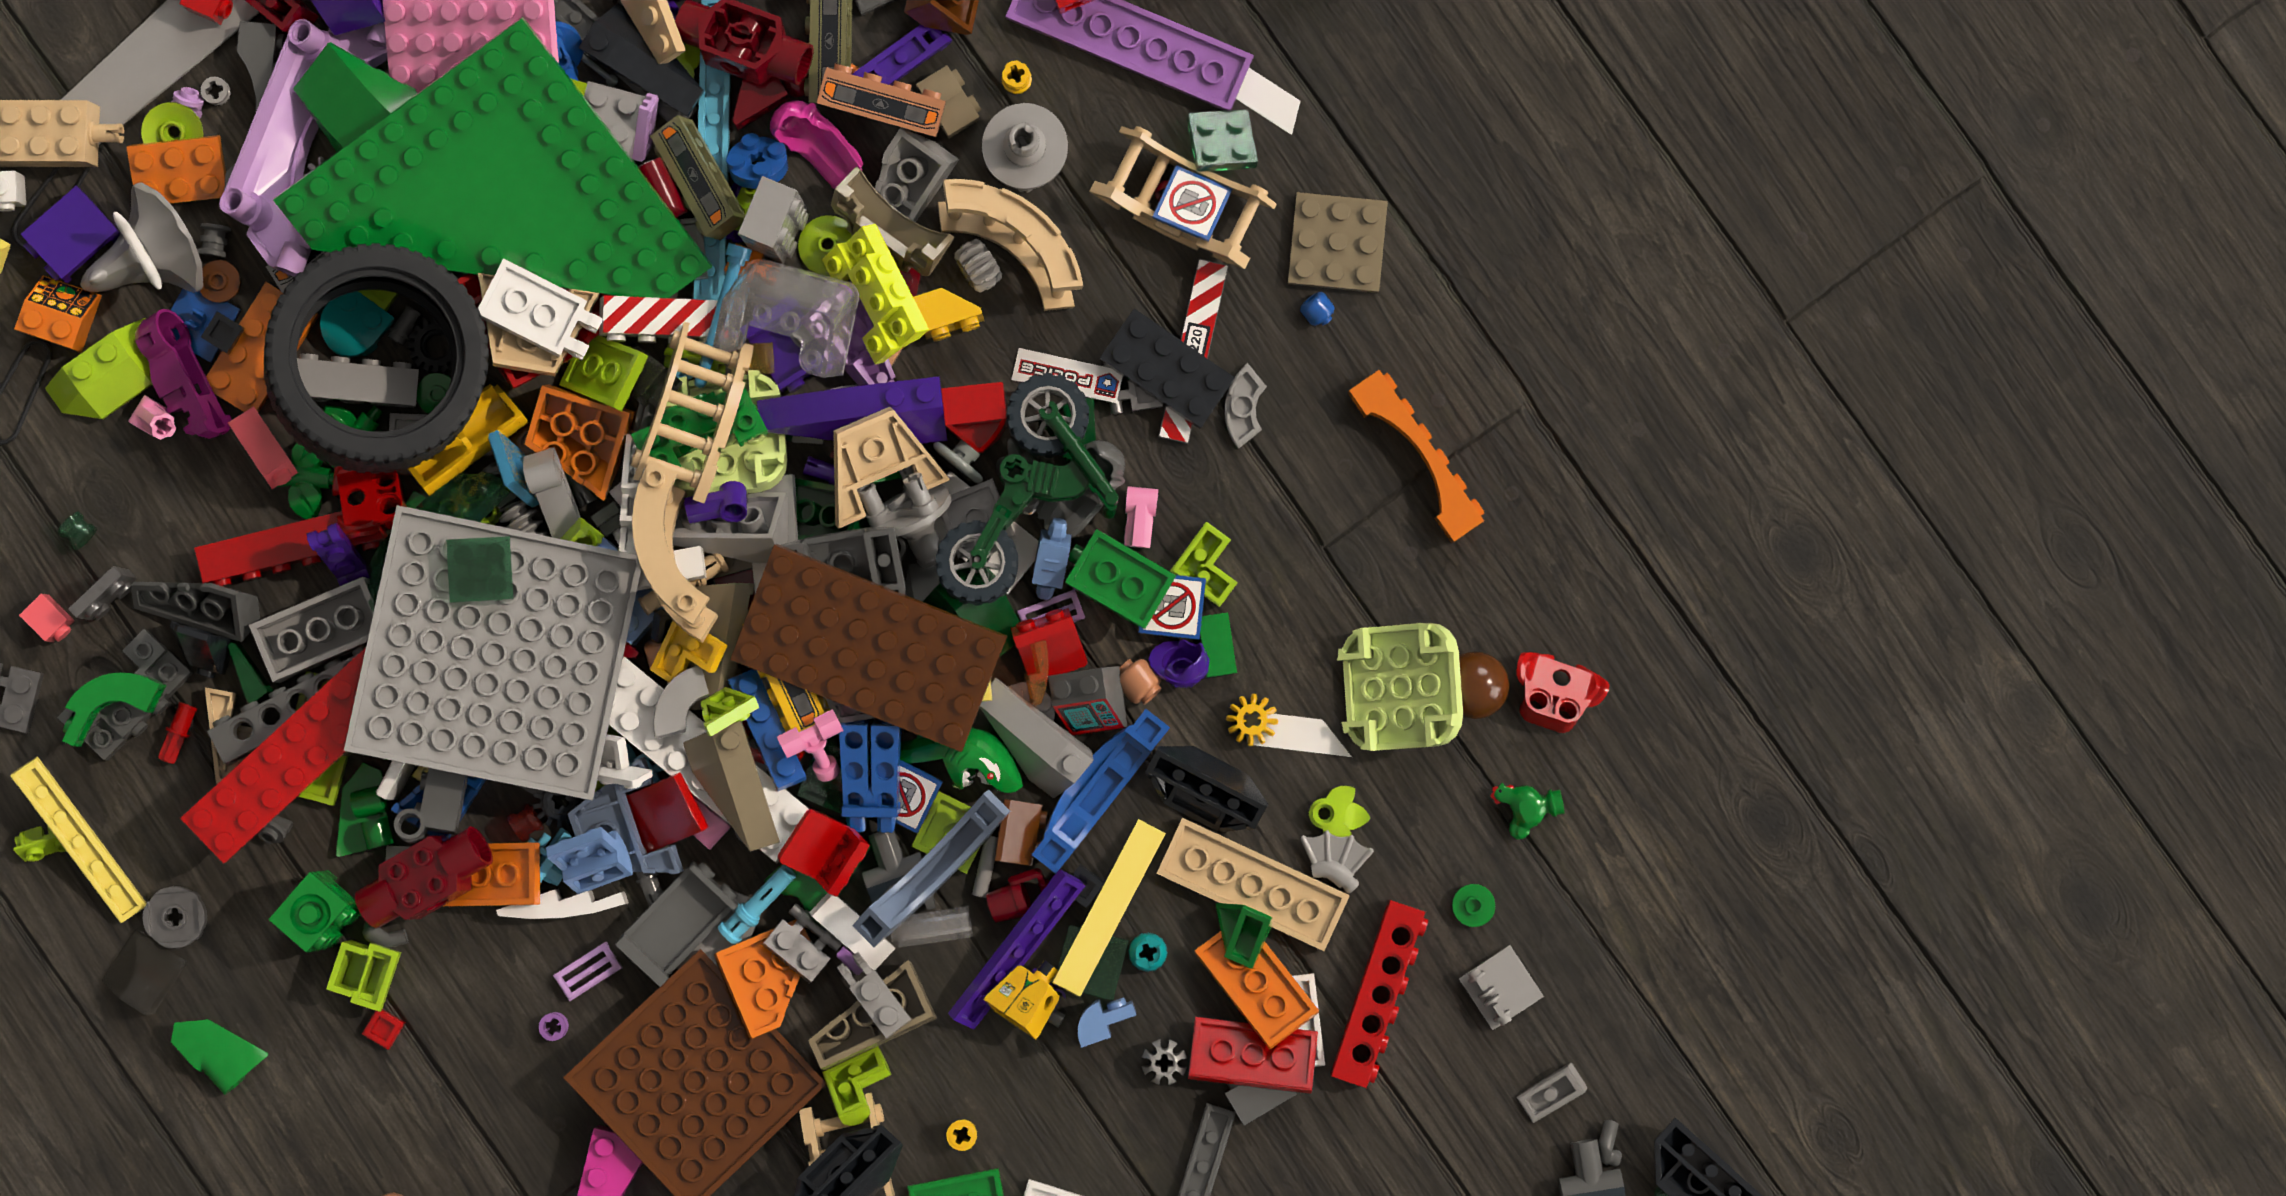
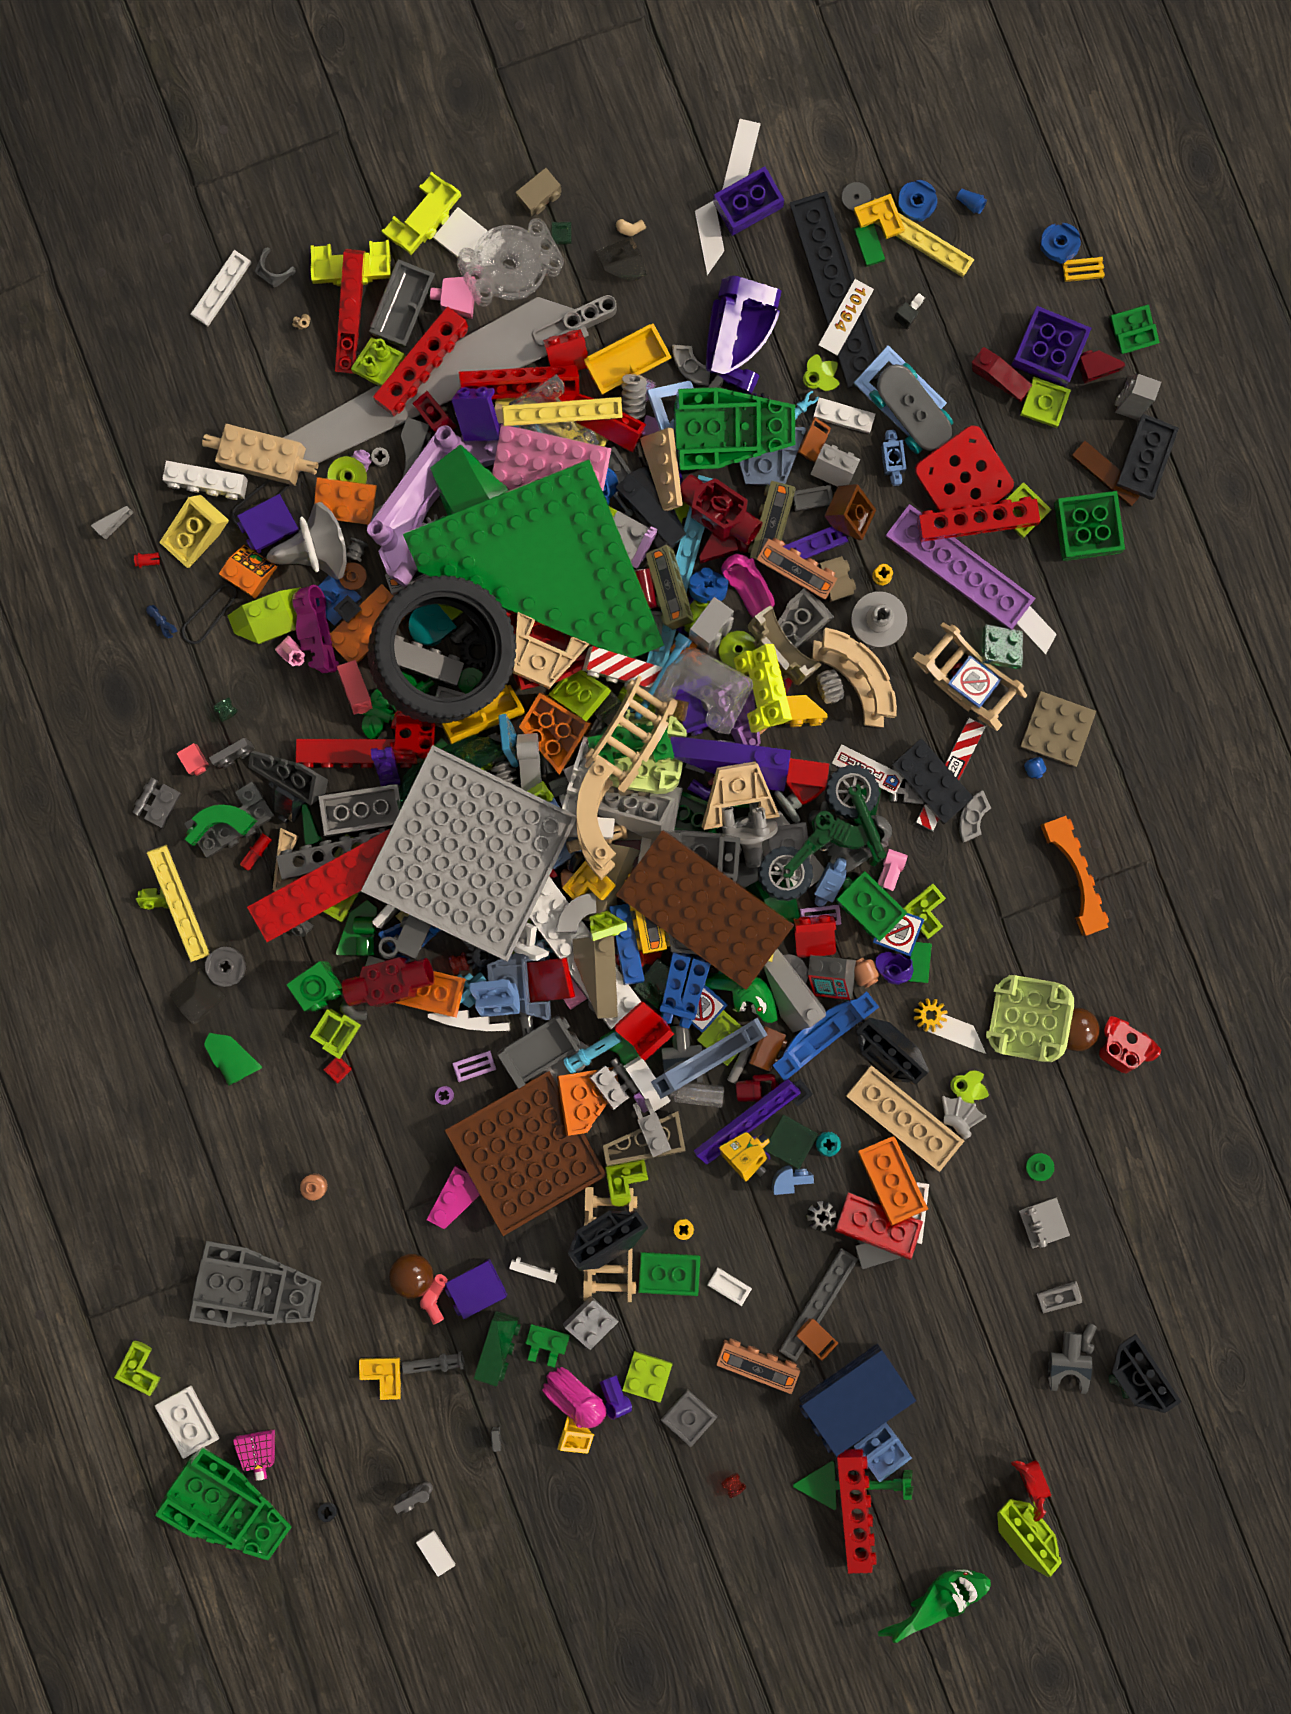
camera: 15 degrees right, 0 degrees up
(479, 569) = (474, 799): clear green plate -> none
(536, 310) = (549, 645): white tile -> none
(727, 503) = (637, 796): dark purple piece -> none
(813, 741) = (655, 959): bright pink bar -> none
(1037, 681) = (802, 956): clear orange slope -> none
(1109, 908) = (811, 1110): light yellow tile -> none
(1243, 932) = (892, 1147): green slope -> none
(1366, 1071) = (966, 1195): red brick -> none
(1527, 806) = (1089, 1113): green animal -> none

